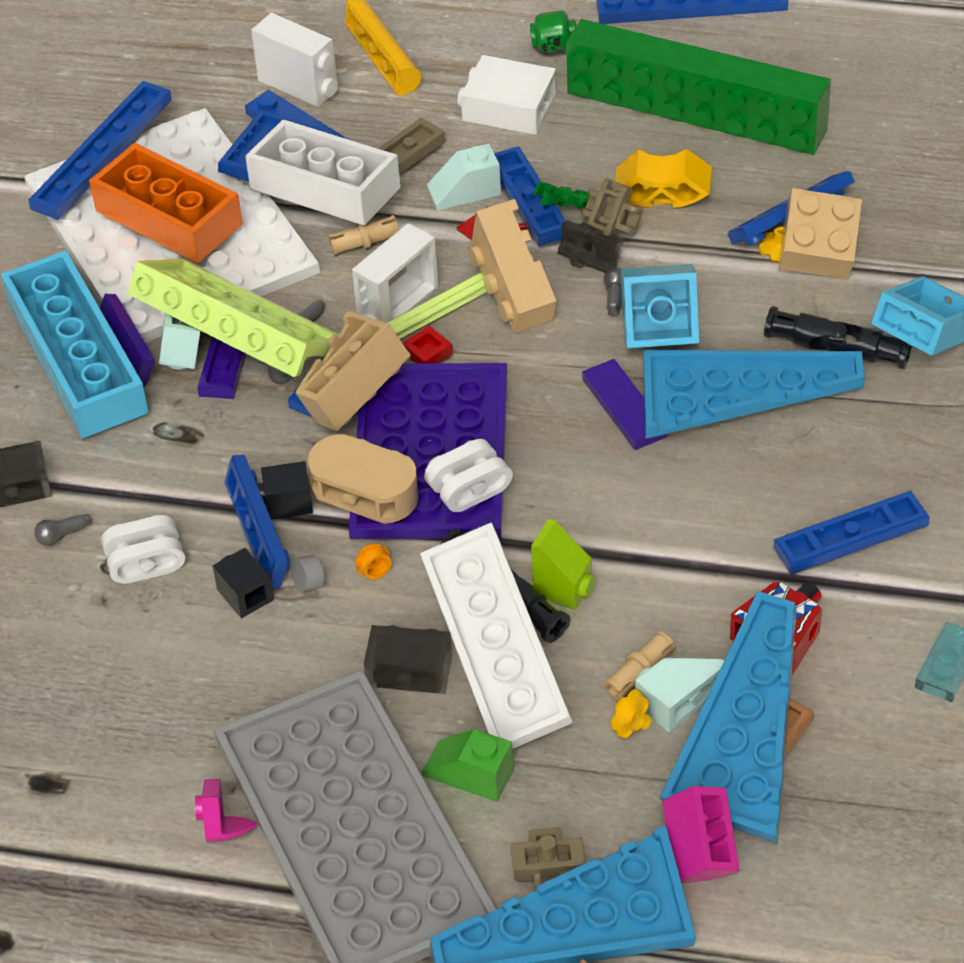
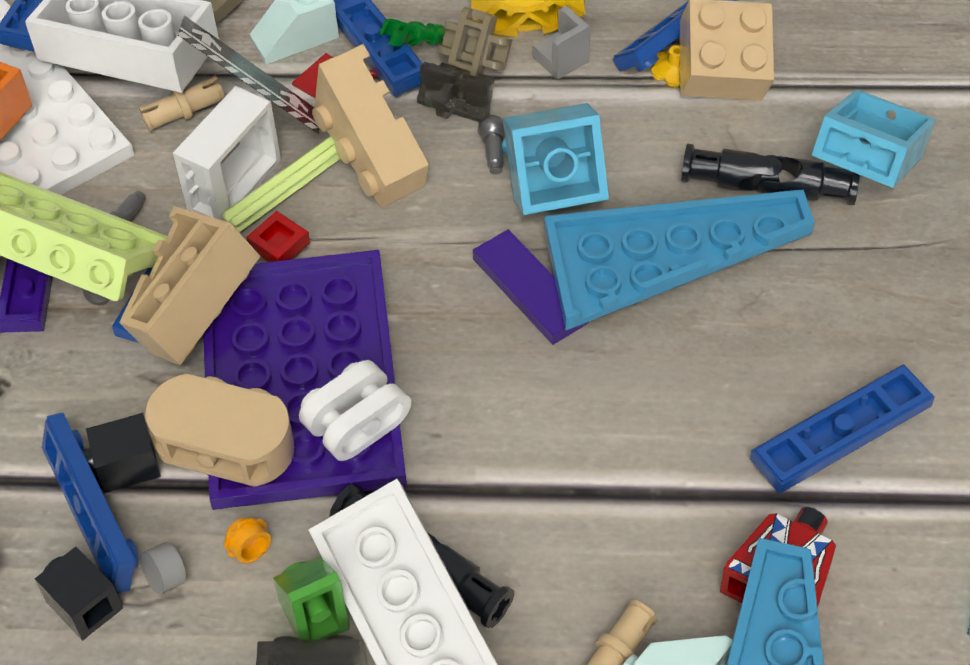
camera: 10 degrees left, 5 degrees up
(416, 602) = (312, 599): none -> bright green slope
(420, 213) = (247, 72): none -> sticker
(561, 567) = (493, 525): lime slope -> none
(690, 221) = (567, 47): none -> light grey panel

